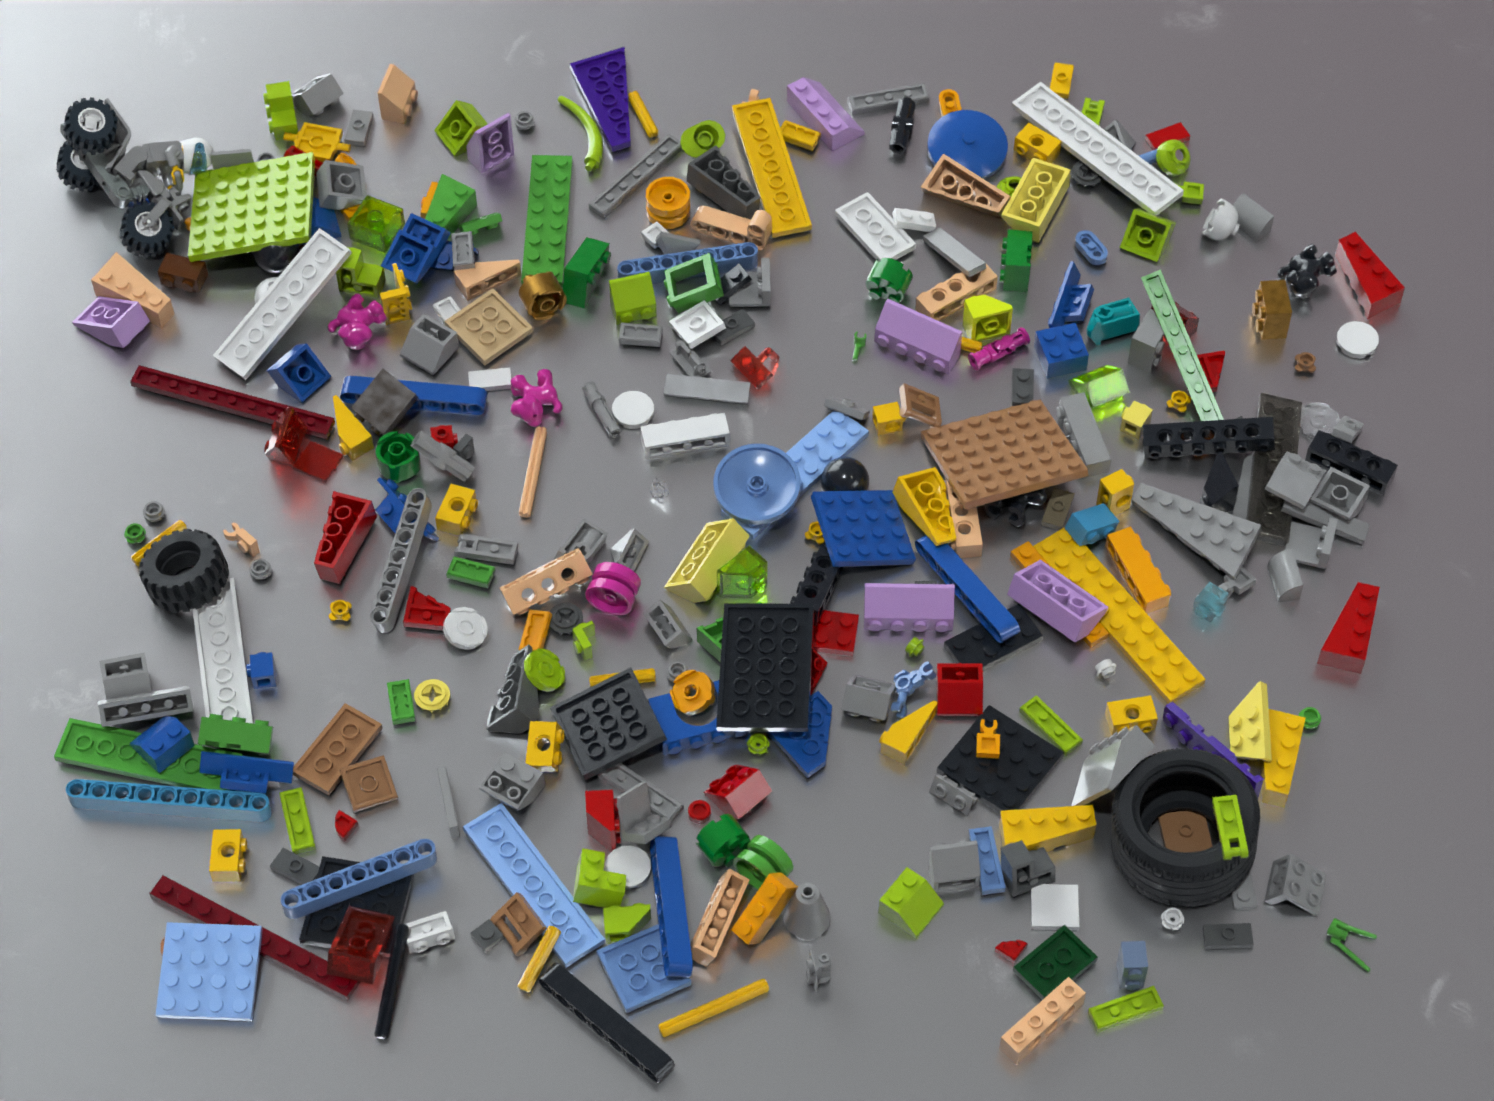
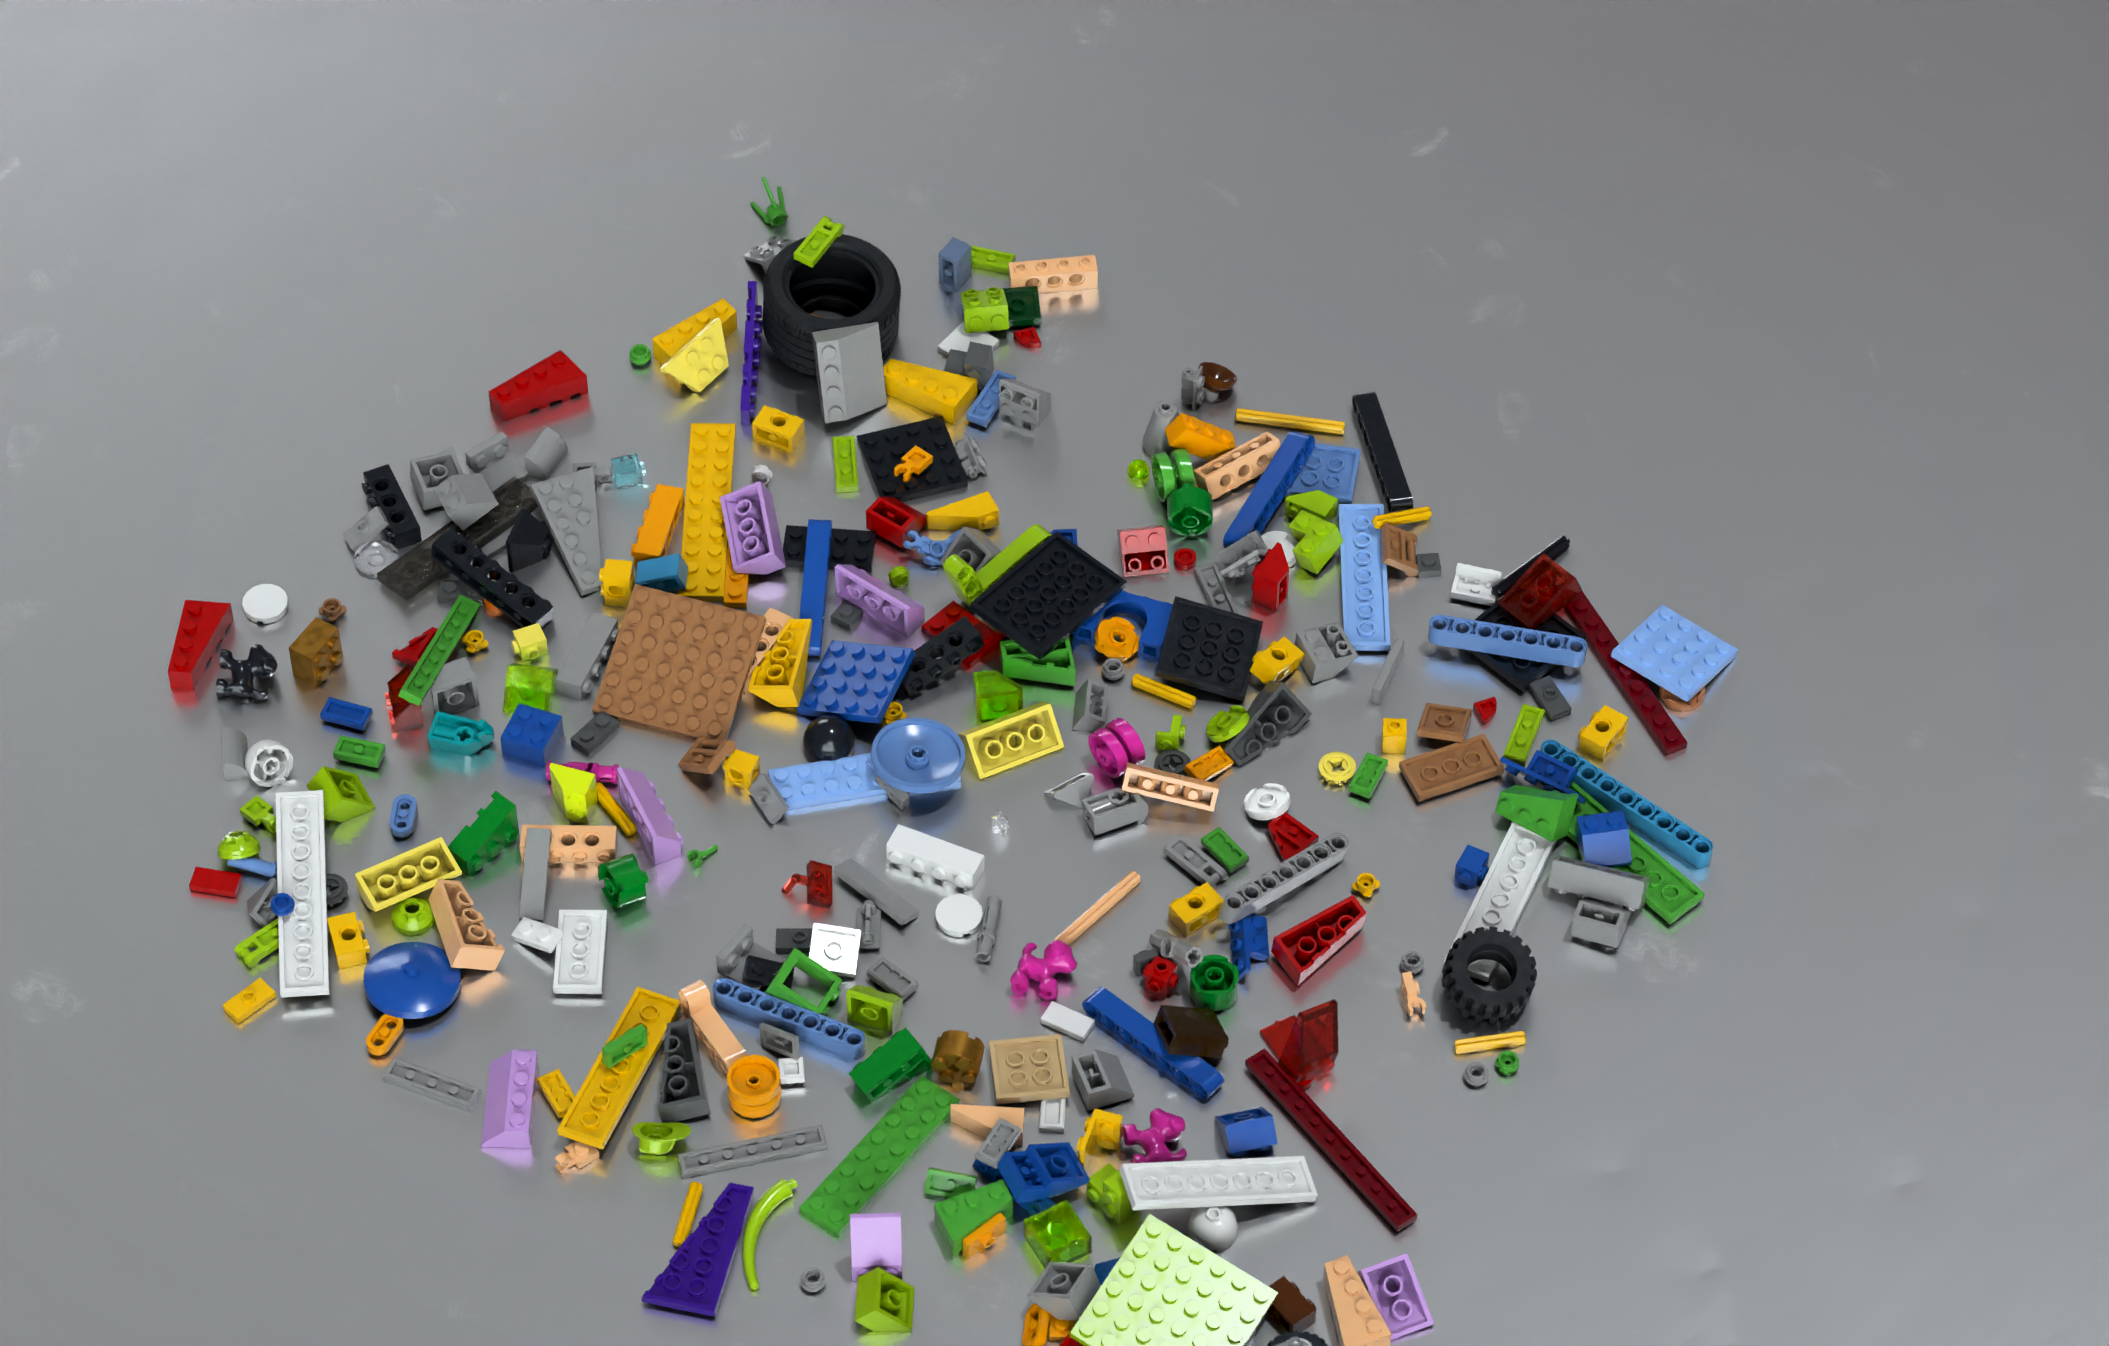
camera: 145 degrees left, 5 degrees down
(352, 434) = (1241, 1030): yellow slope -> none
(401, 743) = (1394, 735): none -> yellow brick
(774, 173) = (624, 1046): none -> bright green plate
(805, 865) = (1138, 469): none -> clear neon green plate
(809, 1014) = (1217, 377): none -> reddish brown piece
(835, 678) = (971, 585): none -> lime beam
(902, 125) = (450, 1040): black piece -> none
(910, 903) = (1079, 405): lime slope -> none
(1069, 937) = (985, 310): none -> lime bracket
(1072, 299) = (472, 773): blue bracket -> none
(1095, 123) = (282, 904): none -> blue plate
(1174, 270) = (359, 751): none -> bright green plate
(1209, 293) = (346, 713): none -> blue plate

